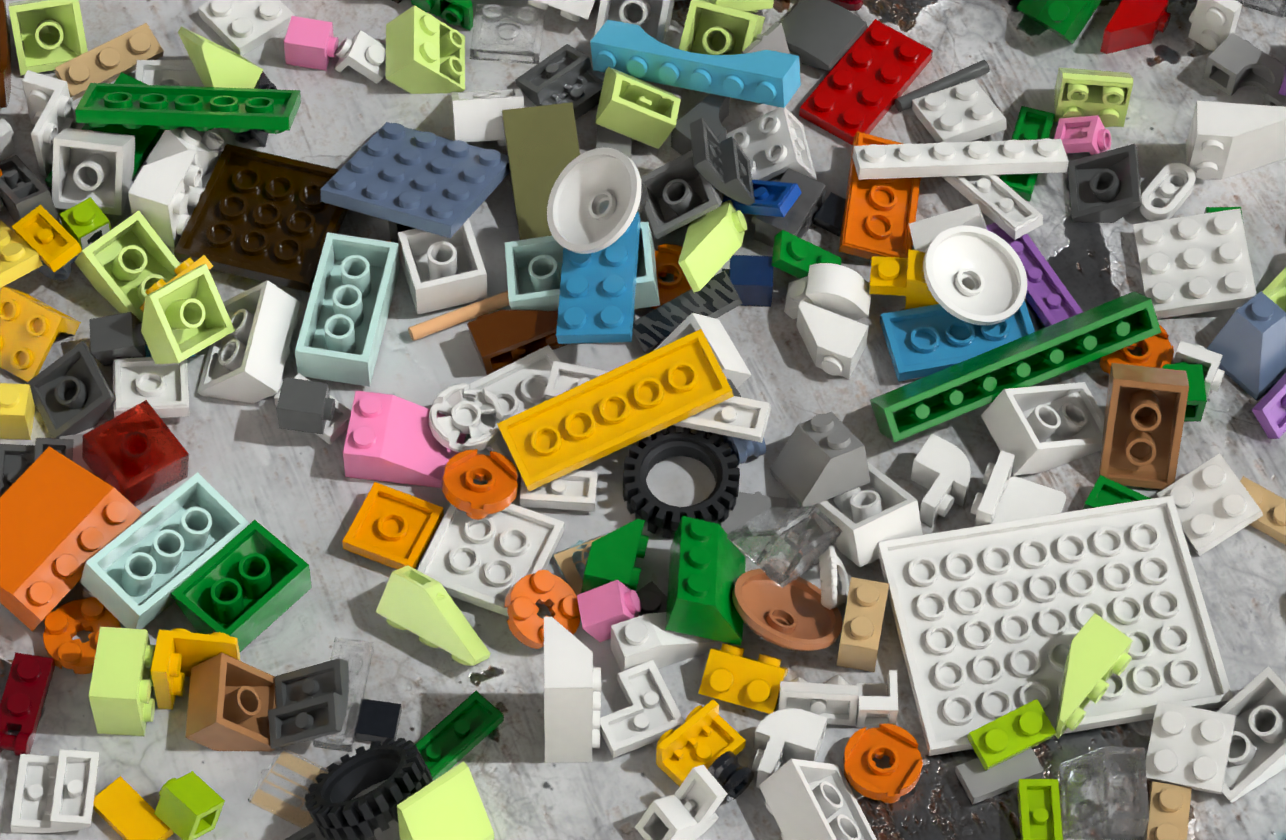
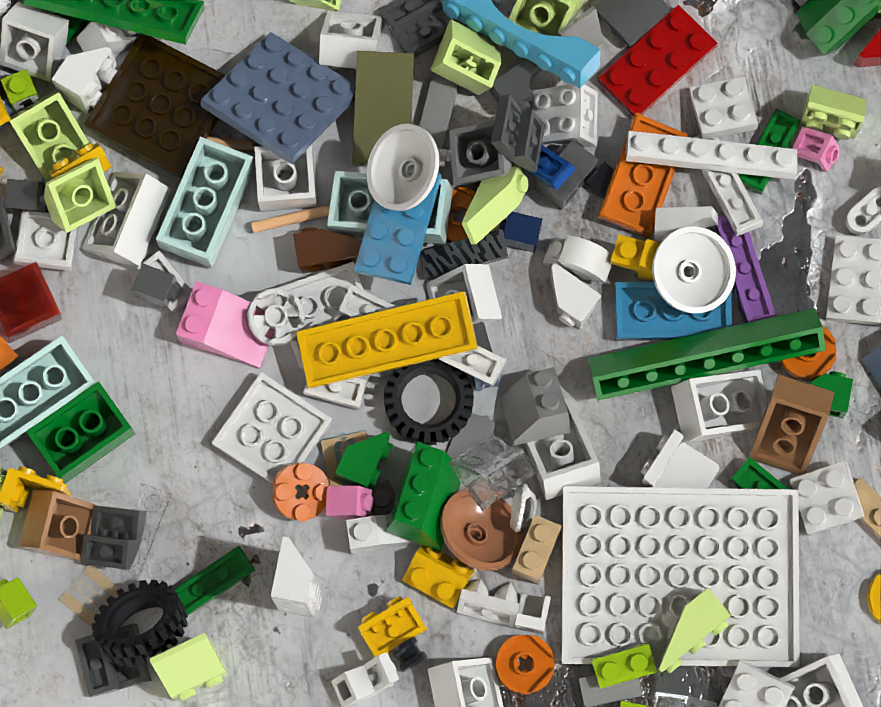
camera: 15 degrees right, 20 degrees up
(378, 720) = (163, 555): black tile -> none
(393, 527) = (204, 397): light orange plate -> none
(426, 609) = (215, 477): yellowish green slope -> none
(474, 498) = (272, 392): orange plate -> none
(649, 713) = (362, 593): white plate -> none
(786, 736) = (458, 629): white brick -> none
(796, 255) = (565, 221): green plate -> none
(945, 473) = (633, 432): white brick -> none
(963, 75) = (718, 75): dark grey bar -> none
(1105, 185) = (822, 195): dark grey slope -> none
(1210, 360) = (853, 370): white bracket -> none

